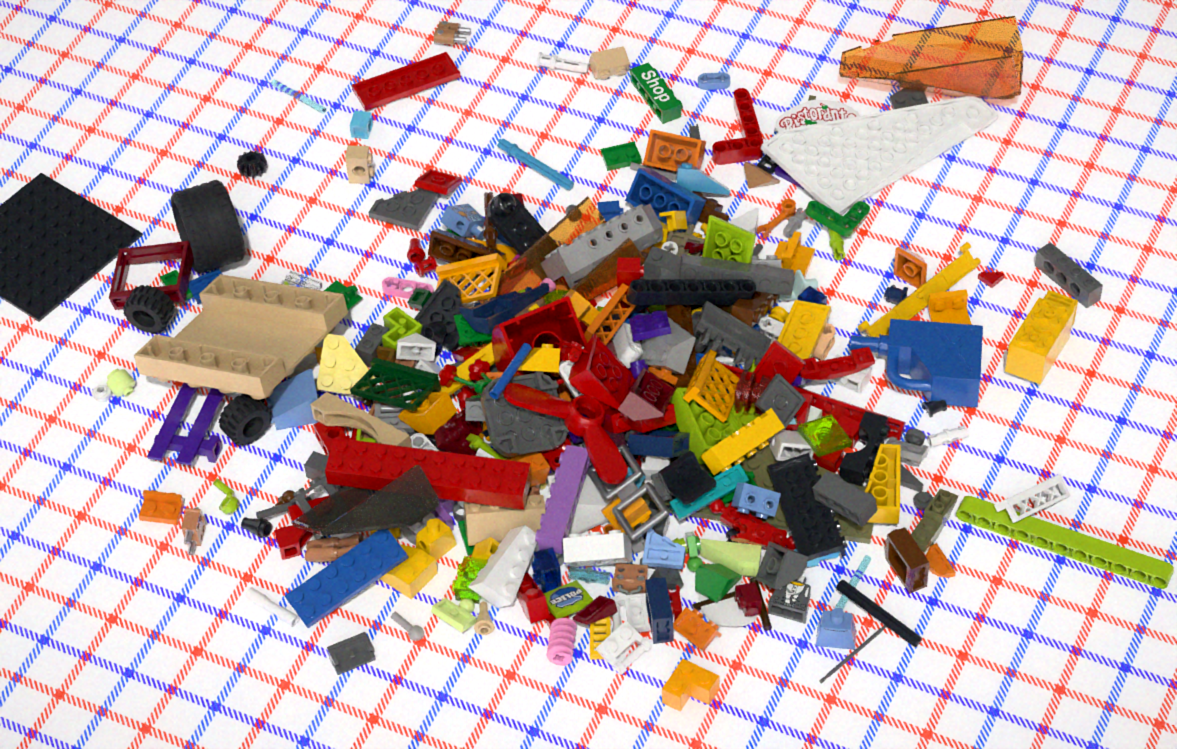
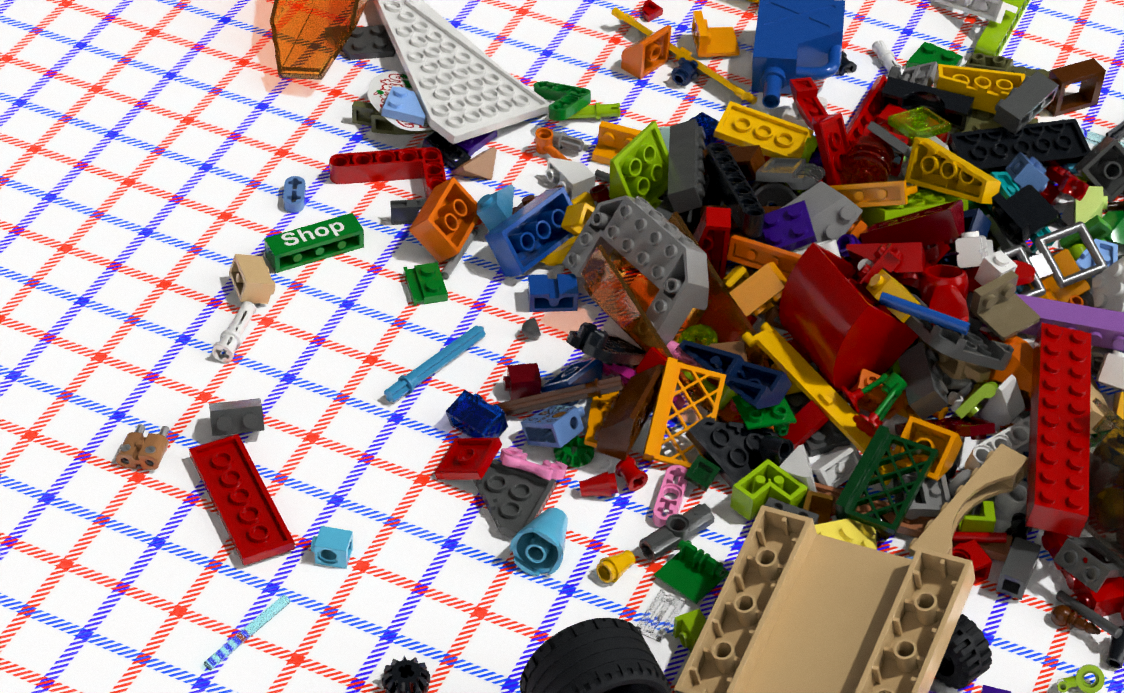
camera: 95 degrees left, 5 degrees down
(342, 259) = (614, 566): none -> yellow cone
(358, 164) = (434, 538): tan brick -> none
(361, 219) = (541, 543): none -> medium azure cone
(370, 289) = (677, 528): none -> dark grey piece
(440, 203) = (514, 458): none -> bright pink helmet
(472, 68) = (236, 417): none -> dark grey brick
(473, 183) = (476, 416): none -> clear blue brick
(557, 449) = (1001, 308): none -> dark tan bracket
(586, 437) = (994, 267): none -> white brick
(595, 298) = (735, 277): none -> yellow slope
(613, 425) = (971, 249): none -> white brick
(803, 115) = (403, 106): none -> light blue wing
(954, 472) = (930, 53): none -> green wing

